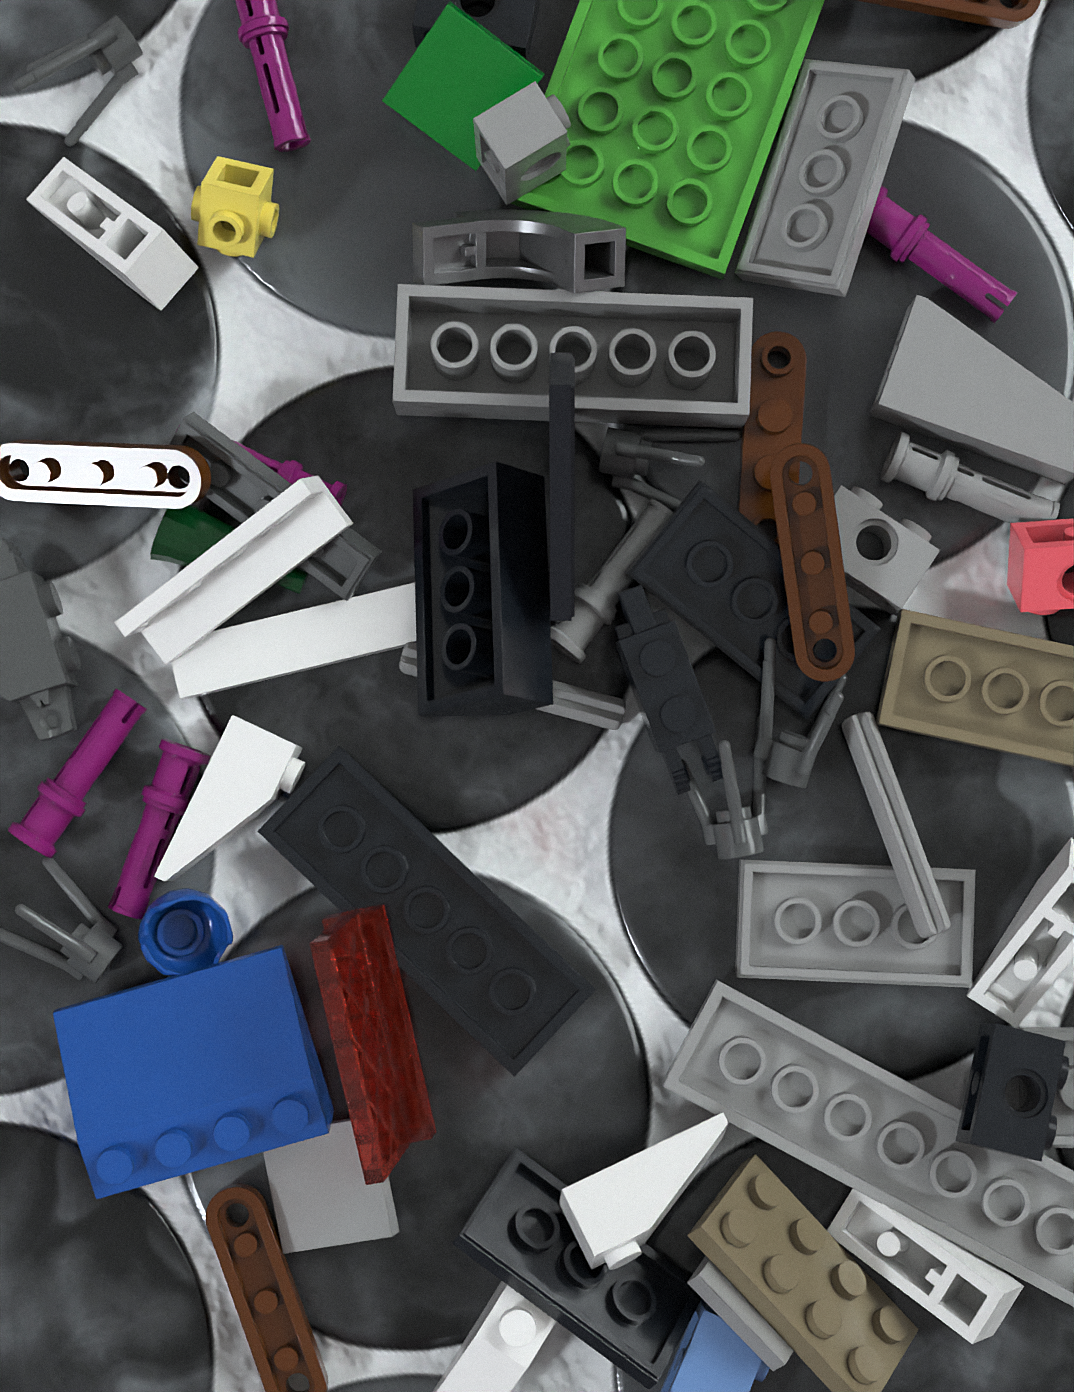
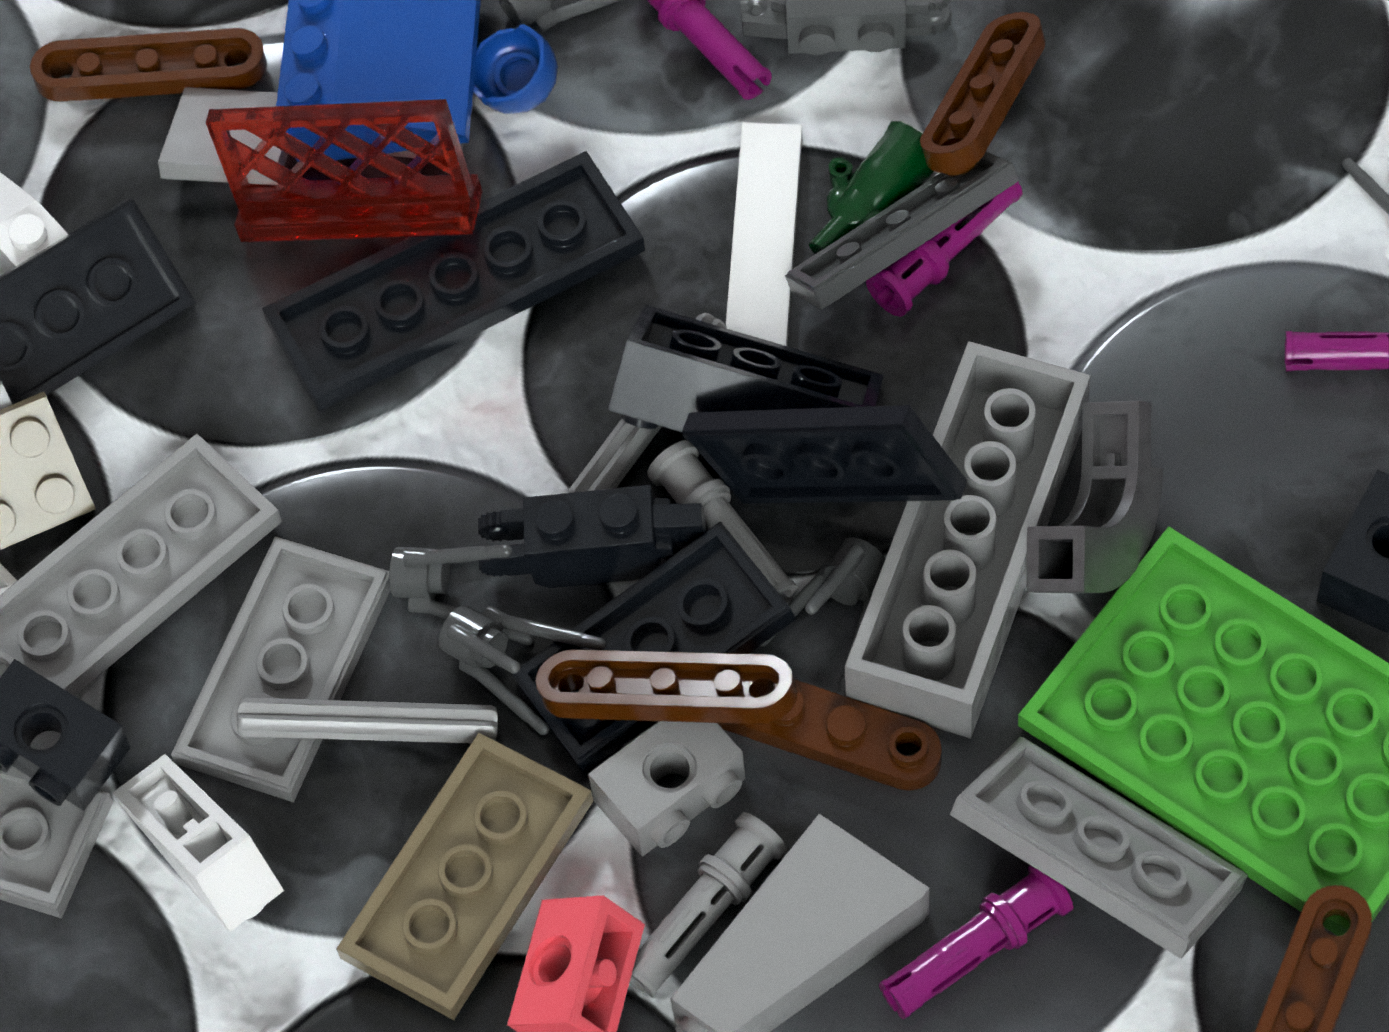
camera: 115 degrees right, 25 degrees down
(113, 233) = (1228, 166): white slope -> none
(165, 803) = (645, 88): magenta pin -> none
(235, 207) = (1225, 270): light yellow brick -> none
(237, 569) = (845, 174): white fence -> none
(237, 786) = (642, 150): white slope -> none
(455, 78) = (1298, 507): green tile -> none
(522, 141) = (1205, 517): light grey brick -> none
(627, 1201) = (101, 372): white slope -> none

